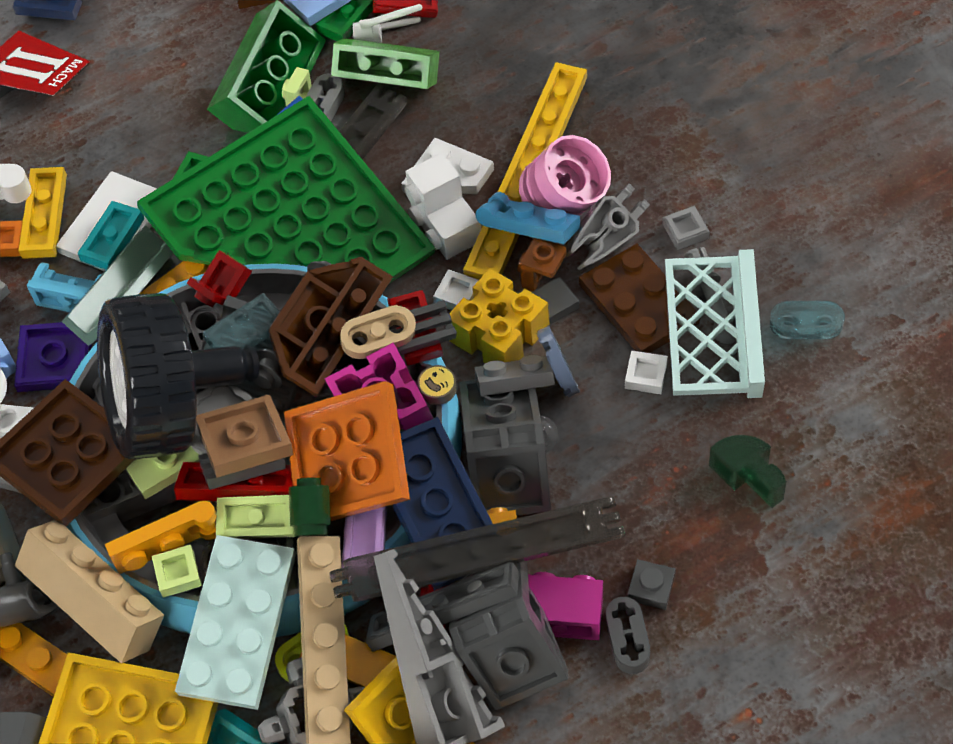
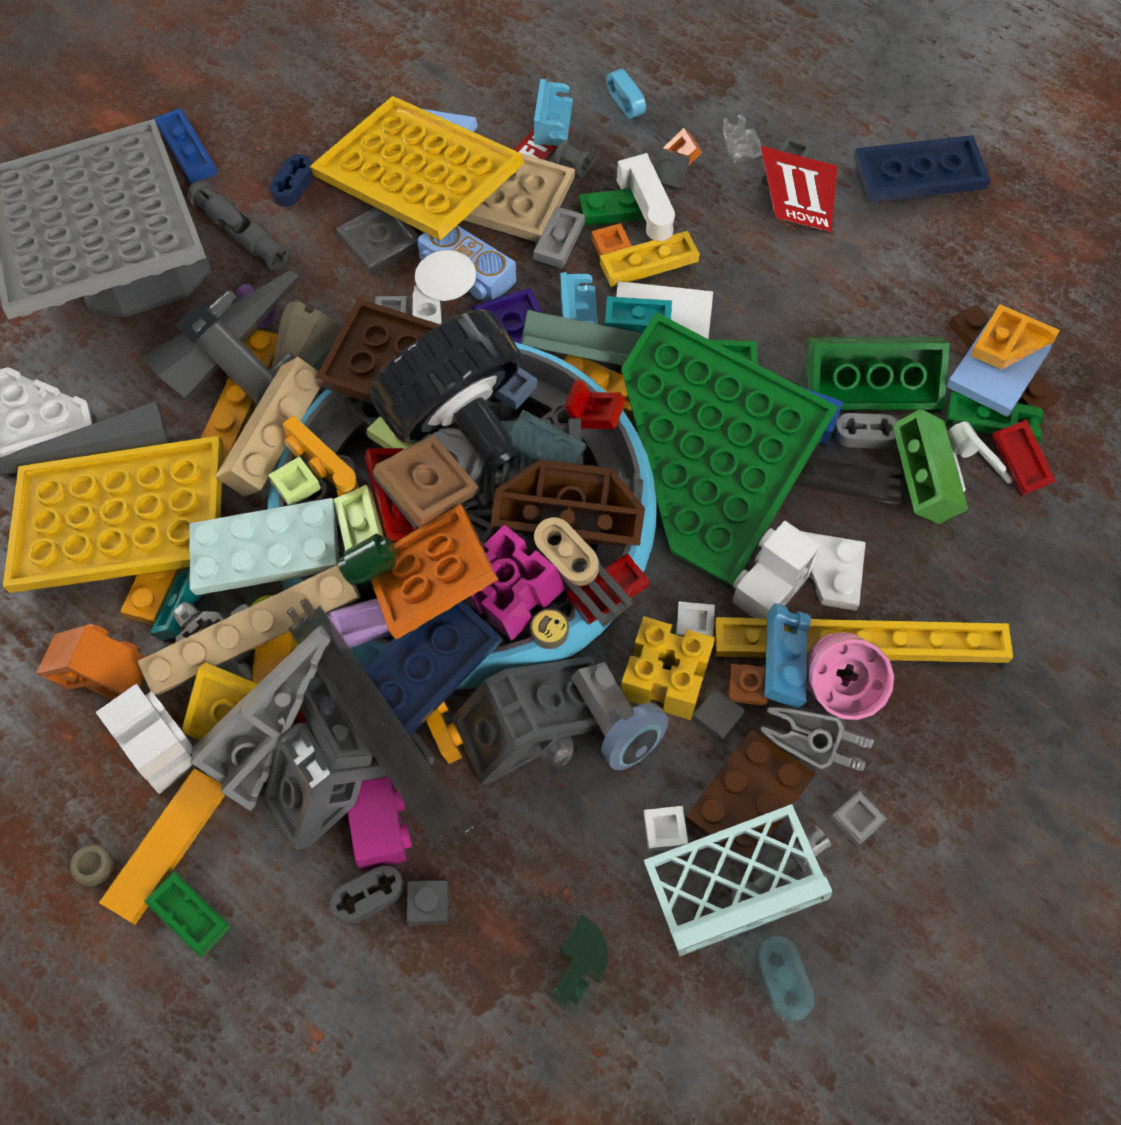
camera: 65 degrees right, 5 degrees up
(297, 85) = (863, 401): yellowish green plate -> none

